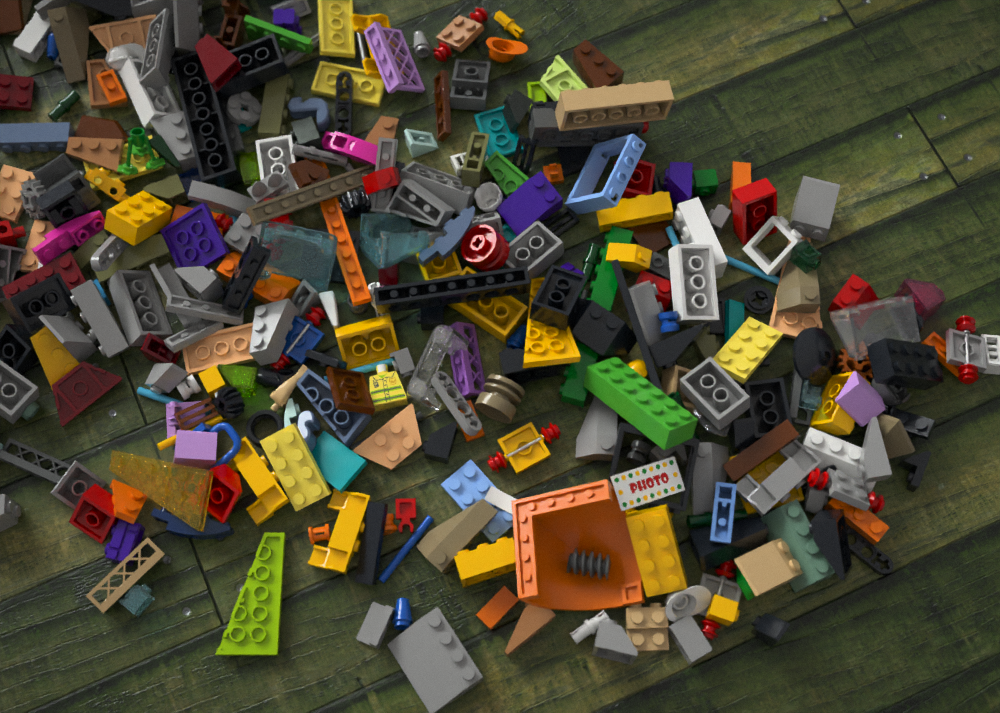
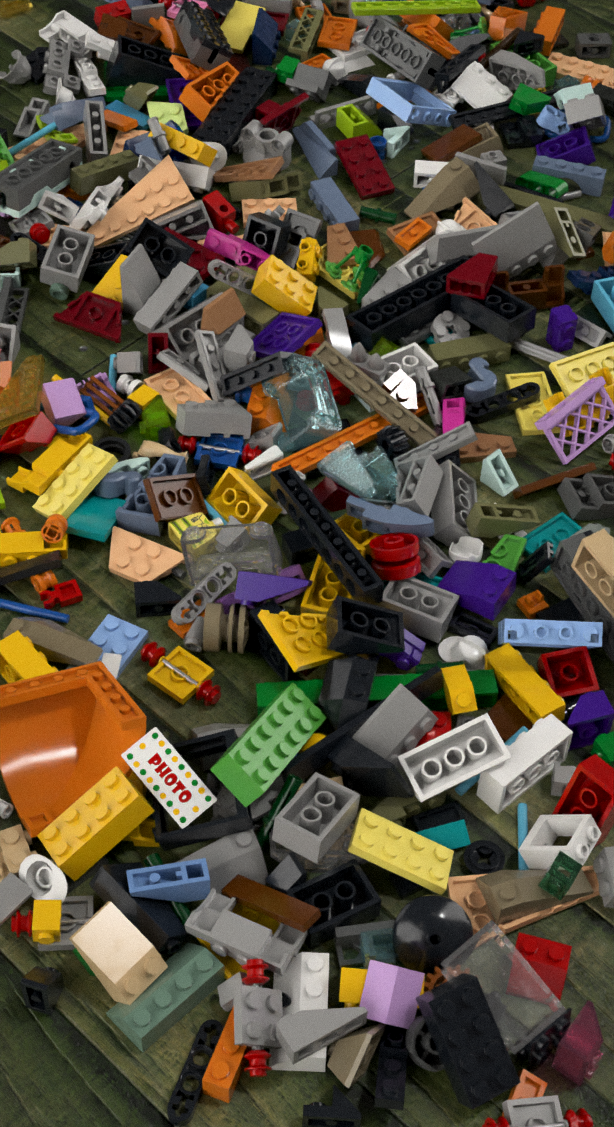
camera: 65 degrees right, 20 degrees down
(152, 280) = (222, 312): none -> medium nougat slope
(287, 39) = (544, 322): bright green wing -> none
(343, 497) = (54, 528): none -> orange wheel
(381, 180) = (426, 443): red slope -> none
(486, 349) = (259, 587): none -> dark purple slope
(491, 422) = (194, 637): none -> light grey cone
(578, 238) = (468, 649): none -> white piece
(589, 563) = (58, 768): dark grey piece -> none
(670, 326) = (386, 752): blue wheel -> none
(832, 539) = (180, 1023): black slope -> none

